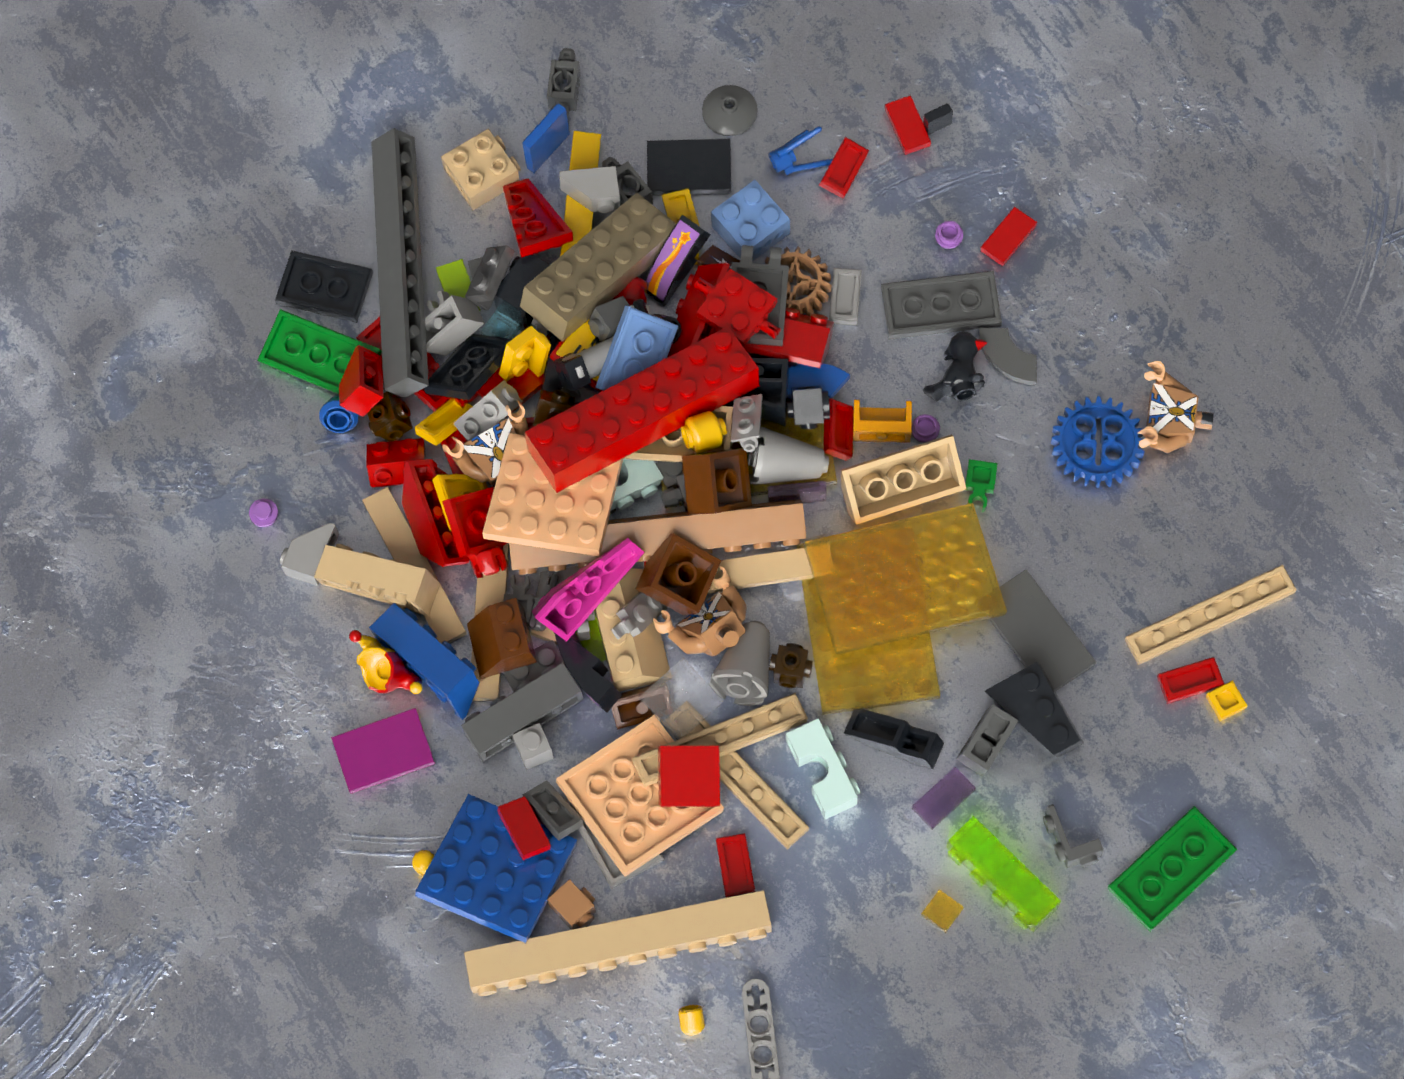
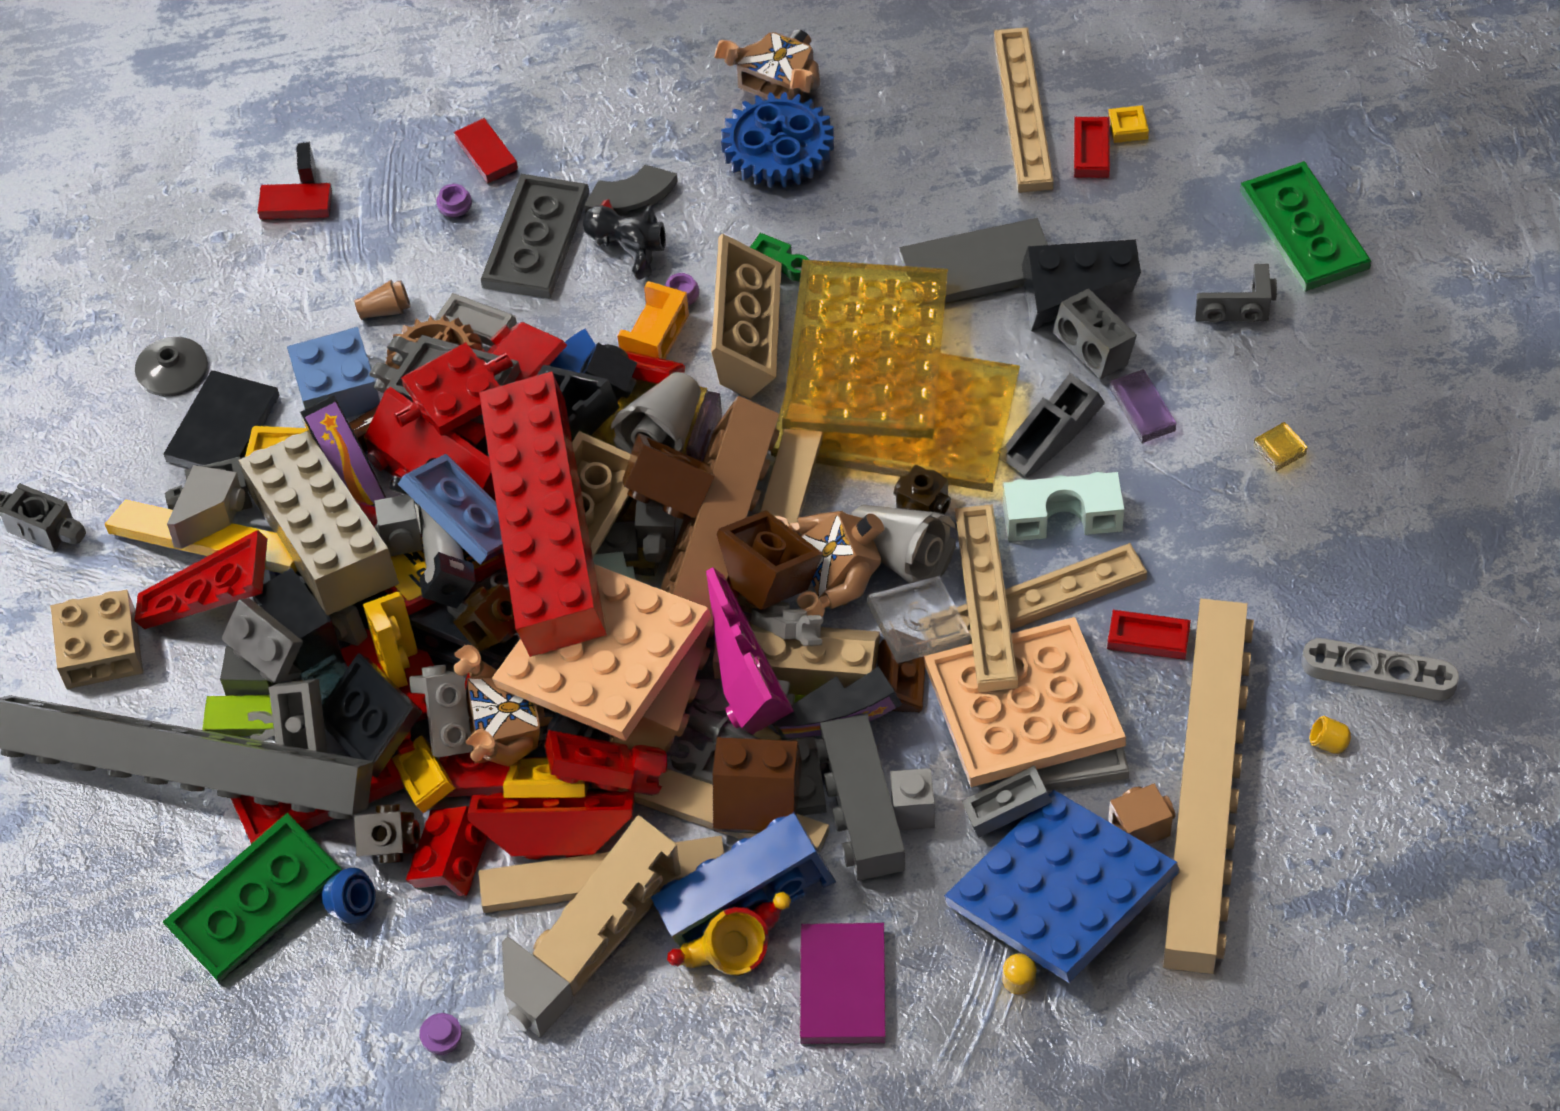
camera: 70 degrees left, 15 degrees down
(324, 286) = (152, 871): black tile -> none
(362, 382) = (329, 840): red slope -> none
(523, 828) = (1021, 833): red tile -> none
(546, 138) = (101, 545): blue tile -> none
(689, 776) = (1028, 627): red tile -> none
(703, 432) = (600, 462): yellow head -> none
(747, 421) = (608, 414): light grey hinge -> none
(783, 157) = (267, 326): blue plant -> none
(836, 228) = (383, 301): none -> medium nougat cone
(844, 167) = (313, 273): red tile -> none
(1002, 874) = (1259, 371): clear neon green brick -> none

